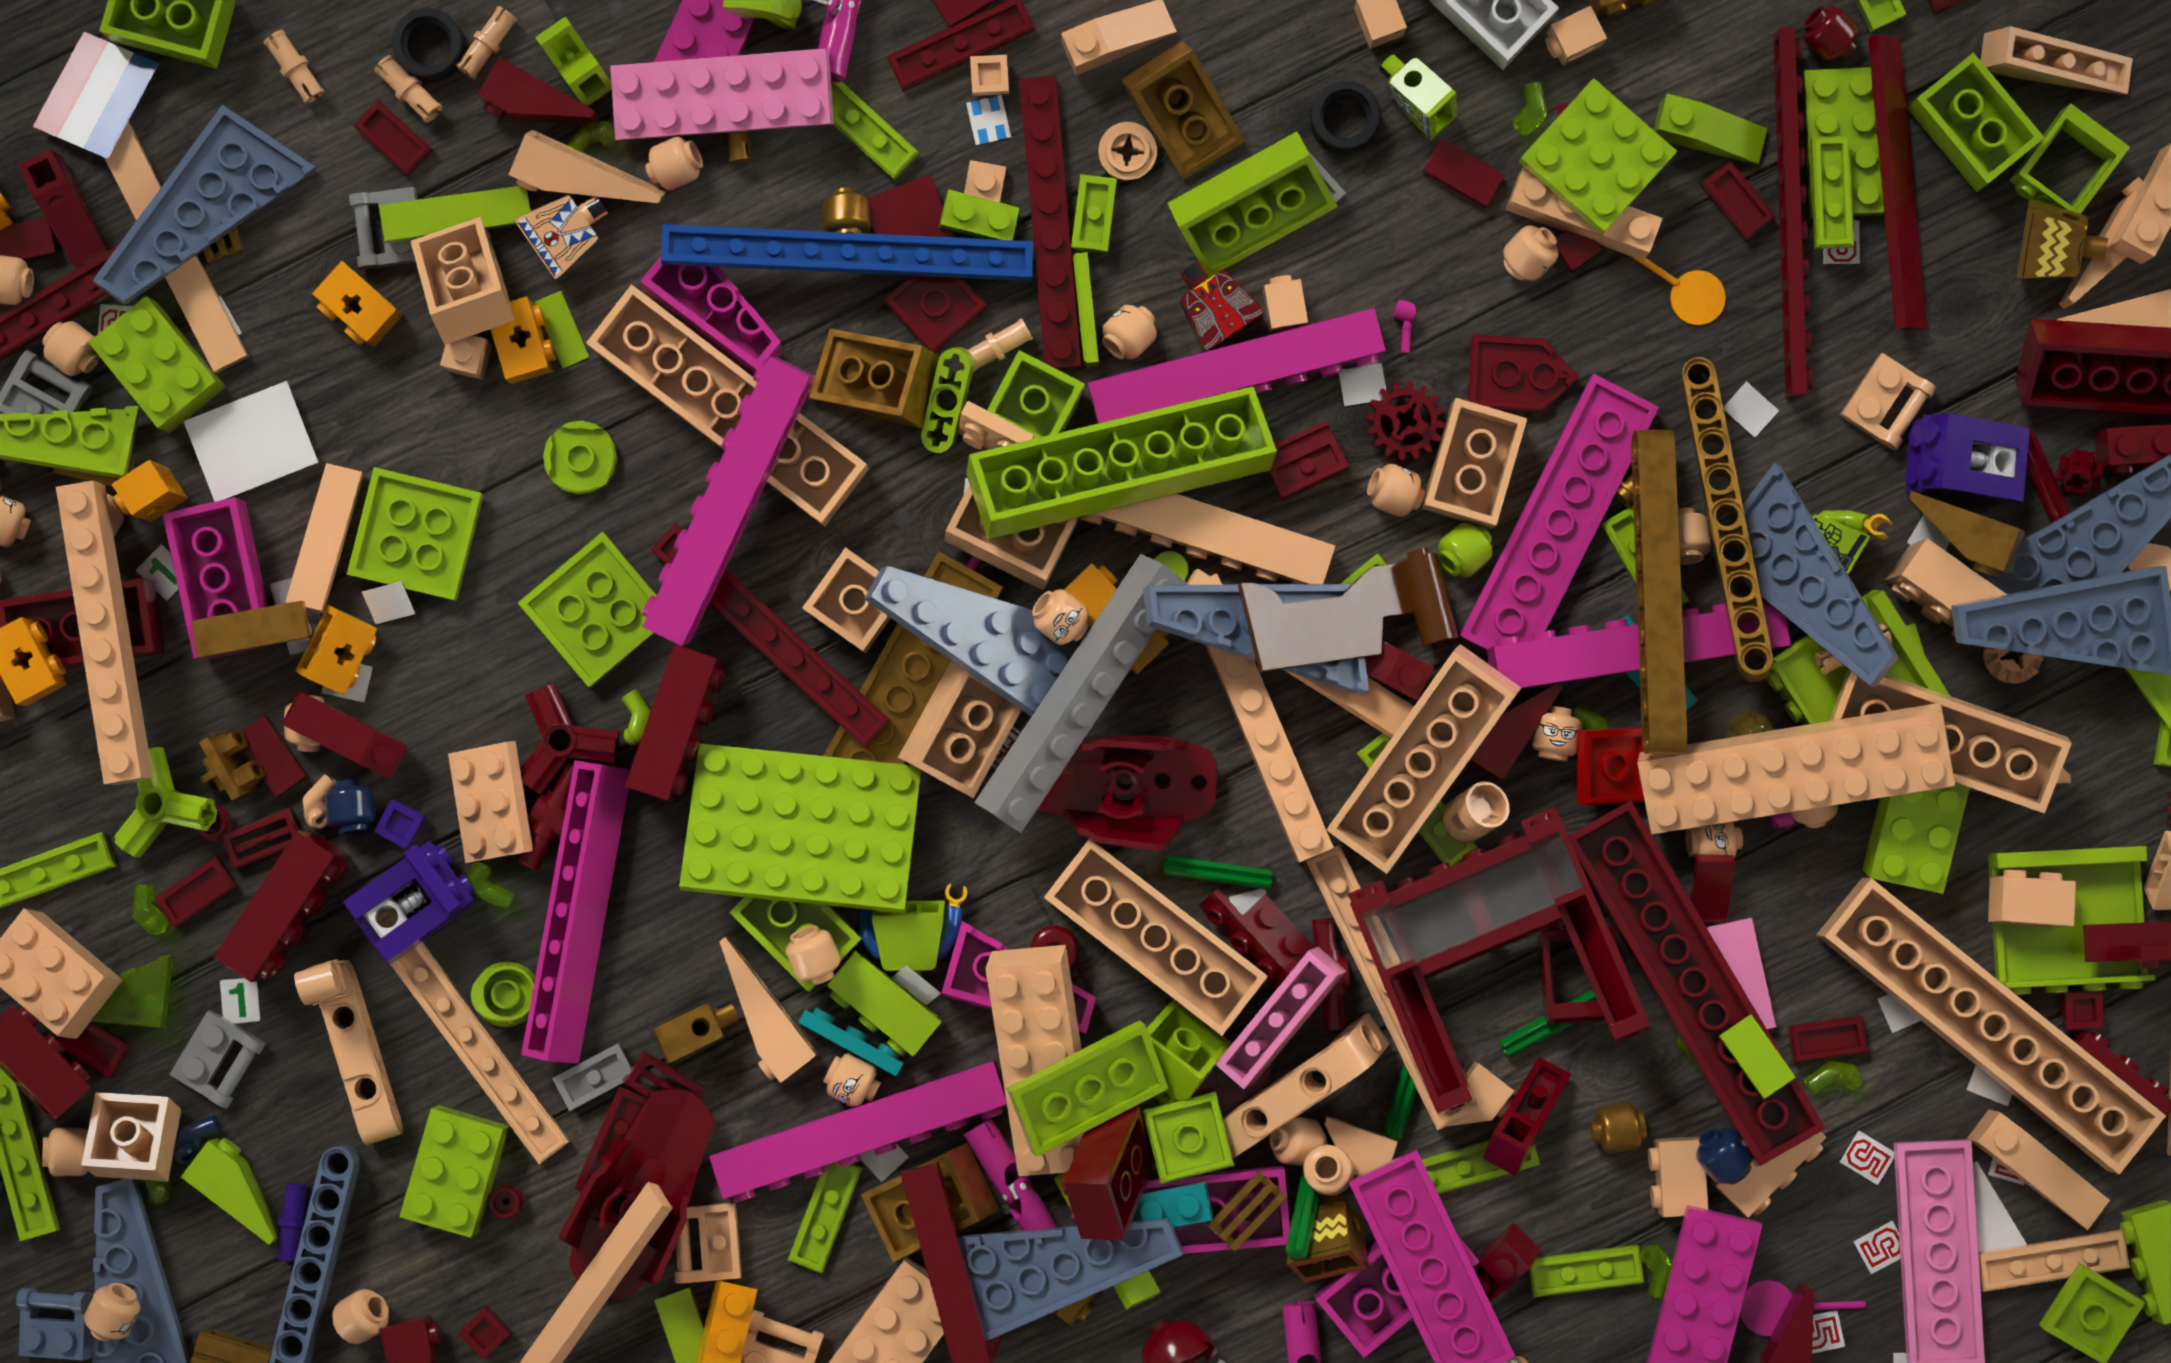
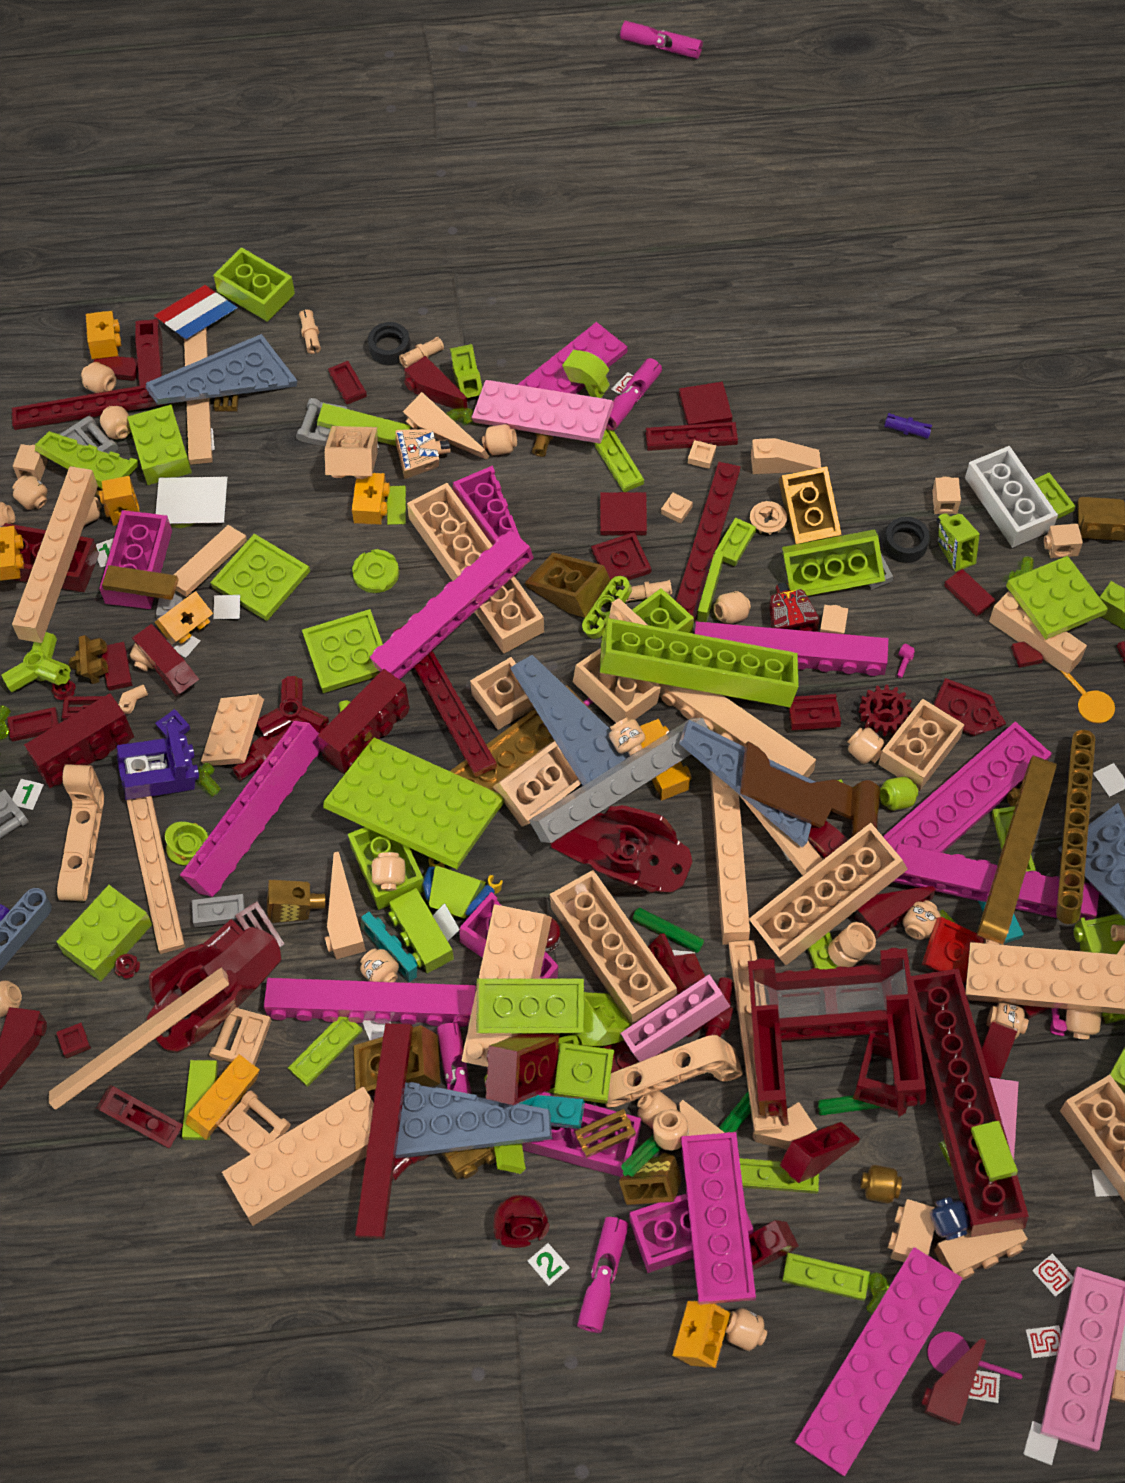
camera: 20 degrees right, 25 degrees down
(340, 290) = (286, 452): light orange brick -> none
(349, 807) = (147, 705): dark blue head -> none
(408, 88) = (367, 360): light nougat pin -> none
(467, 357) = (335, 495): light nougat brick -> none
(846, 212) = (587, 496): pearl gold head -> none
(846, 252) = (580, 508): blue plate -> none
(978, 216) = (665, 522): lime plate -> none
(988, 120) = (692, 479): white sticker -> none
(1362, 384) = (863, 683): white sticker -> none
(1530, 253) = (997, 642): light nougat head -> none
(1693, 536) = (1049, 834): light nougat head -> none
(1827, 1038) = (1048, 1182): dark red tile -> none
(1837, 1073) = (1047, 1205): clear neon green arm -> none

